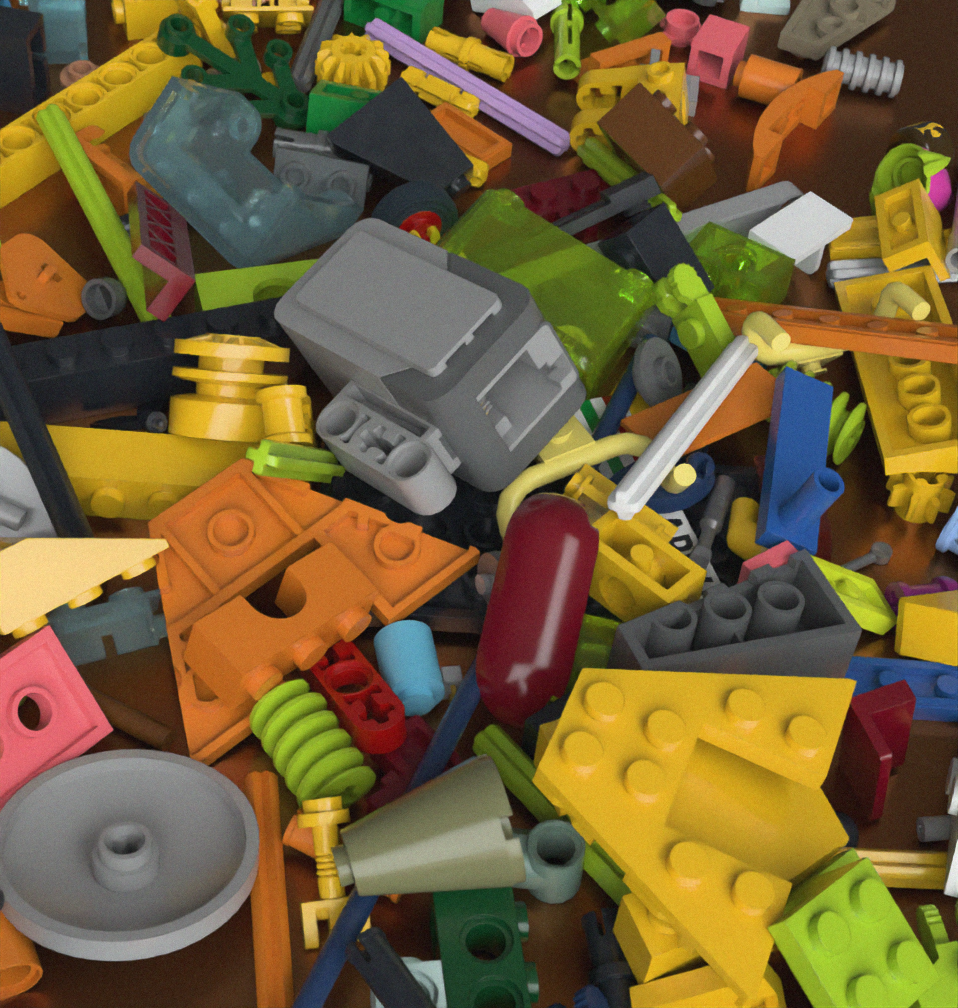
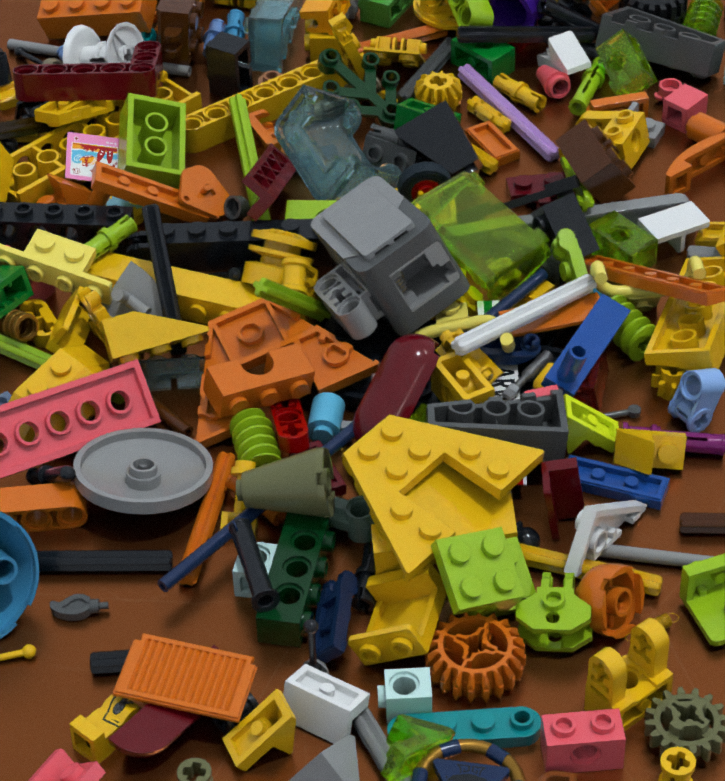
camera: 25 degrees right, 5 degrees down
(656, 371) = (531, 284): dark grey piece -> none

